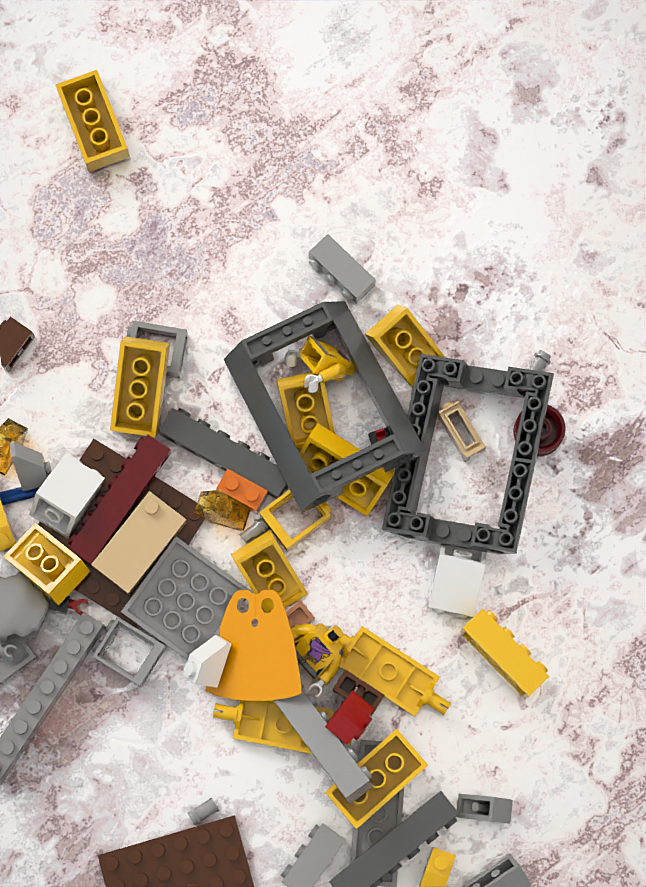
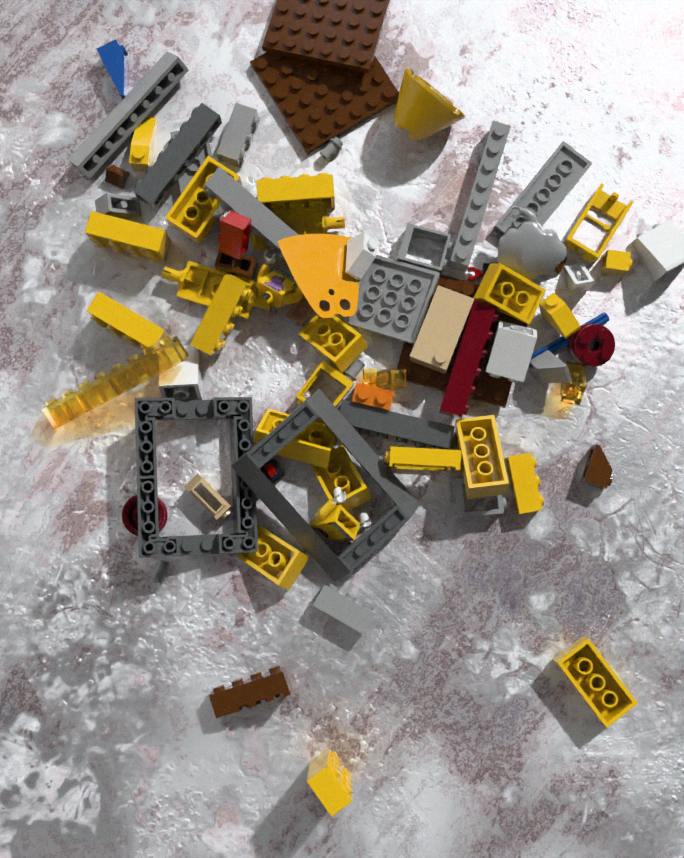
camera: 165 degrees right, 5 degrees up
(73, 823) = (423, 108): none -> yellow cone
(99, 349) = (524, 483): none -> yellow brick
(206, 404) = (423, 459): none -> yellow door
(262, 758) = (297, 192): none -> yellow brick
(390, 631) = (221, 314): none -> yellow brick
(405, 92) = (330, 781): none -> yellow brick
(467, 209) = (251, 691): none -> reddish brown wedge
(476, 851) = (116, 176): none -> reddish brown slope
(480, 762) = (128, 237): none -> yellow brick
(535, 584) = (115, 382): none -> clear yellow brick

